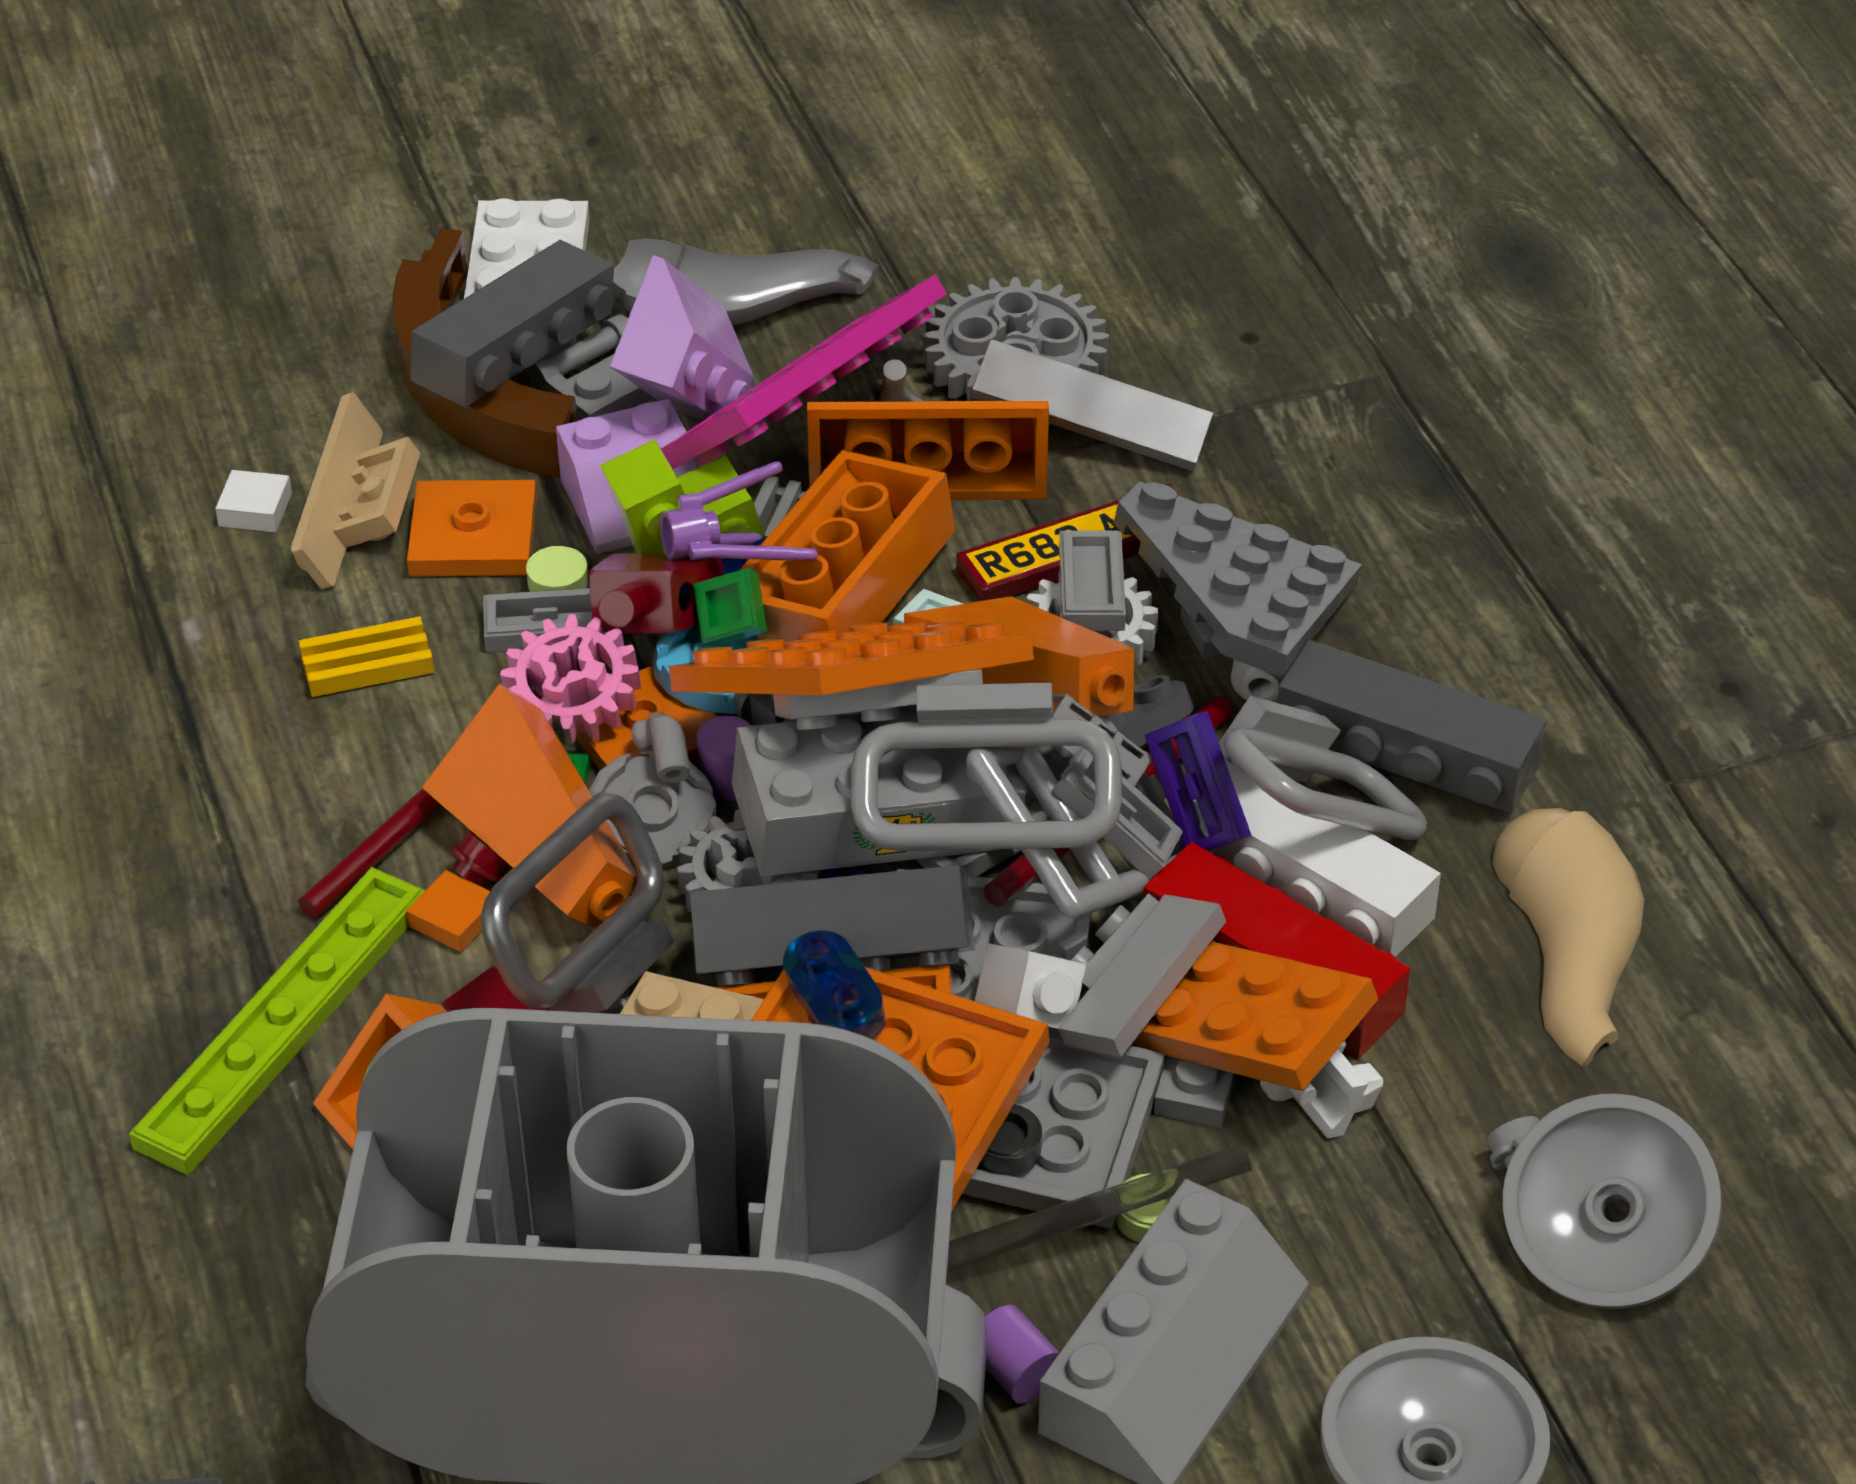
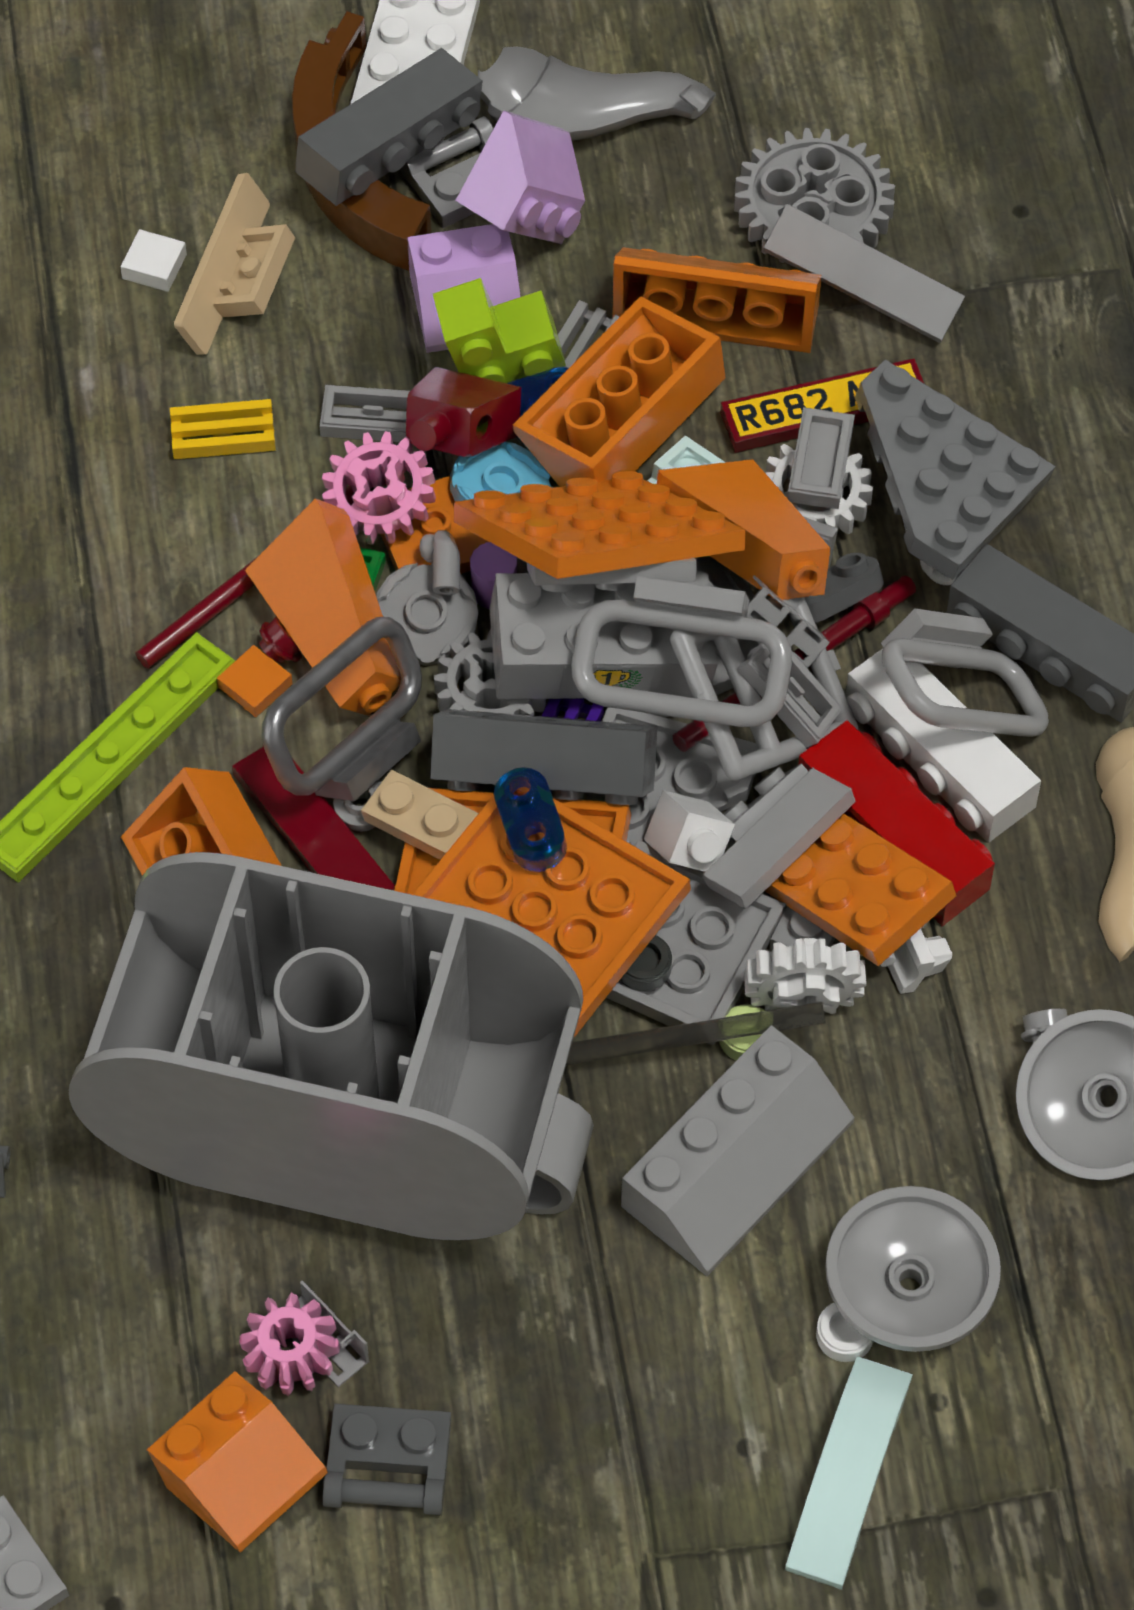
camera: 10 degrees right, 15 degrees up
(472, 528) = (328, 314): orange plate -> none
(556, 569) = (389, 368): yellowish green tile -> none
(697, 535) = (499, 369): medium lavender plant -> none
(730, 607) = (518, 441): green tile -> none
(805, 376) = (623, 215): dark pink plate -> none
(893, 386) = (701, 231): light grey bar -> none
(1017, 1353) = (615, 1142): medium lavender piece -> none
(1205, 781) = (865, 672): dark purple tile -> none
(1213, 1114) = (805, 975): none -> white gear

